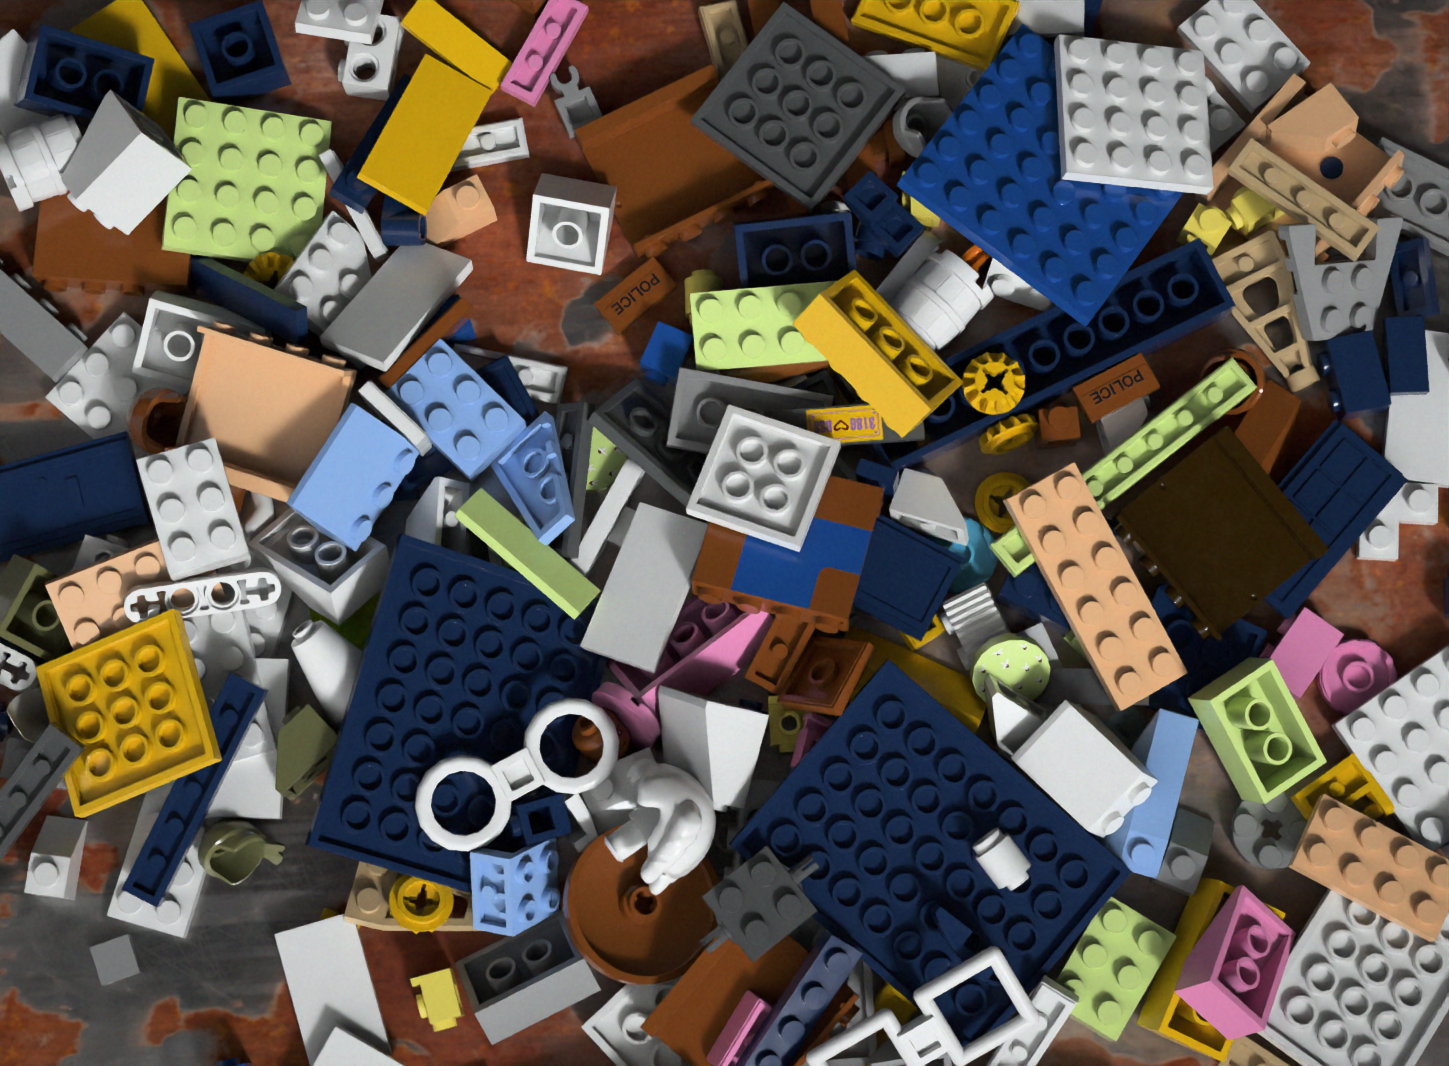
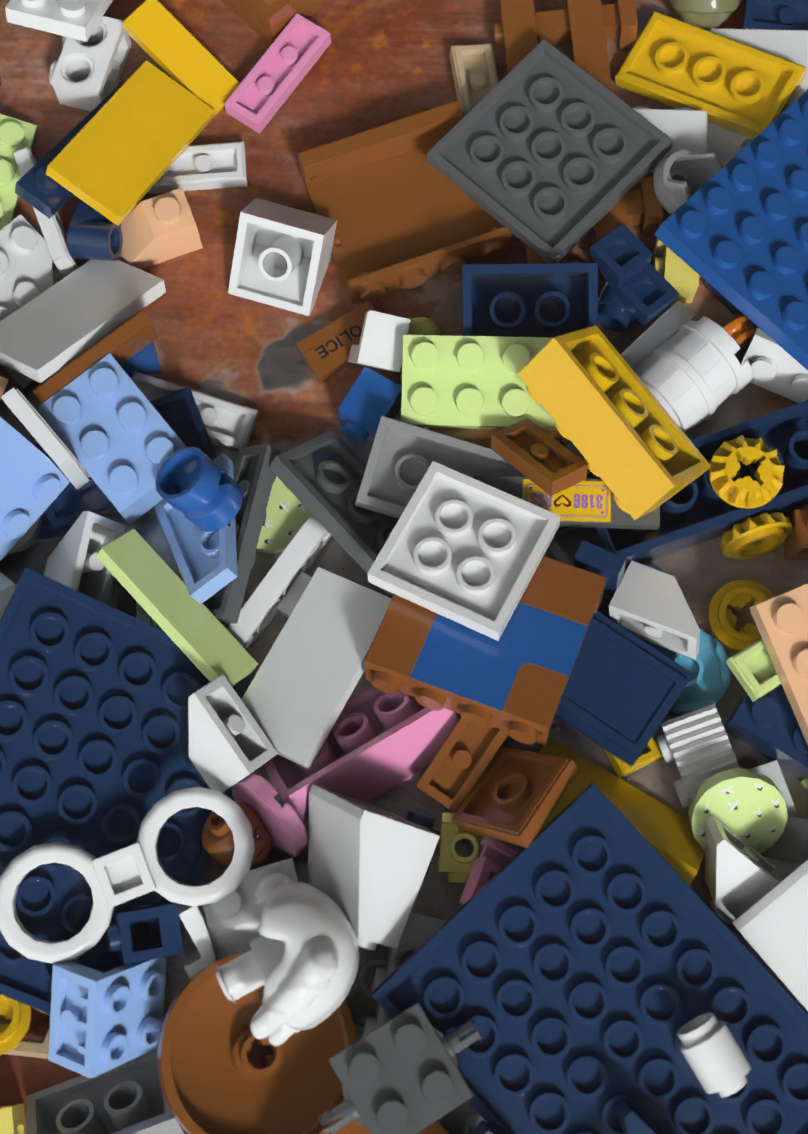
camera: 10 degrees right, 5 degrees down
(533, 449) = (199, 489): none -> blue wheel
(576, 105) = (301, 130): light grey plate -> none
(583, 655) = (224, 736): none -> white slope
(670, 298) = (380, 342): none -> white panel
(817, 390) = (539, 456): none -> dark orange plate

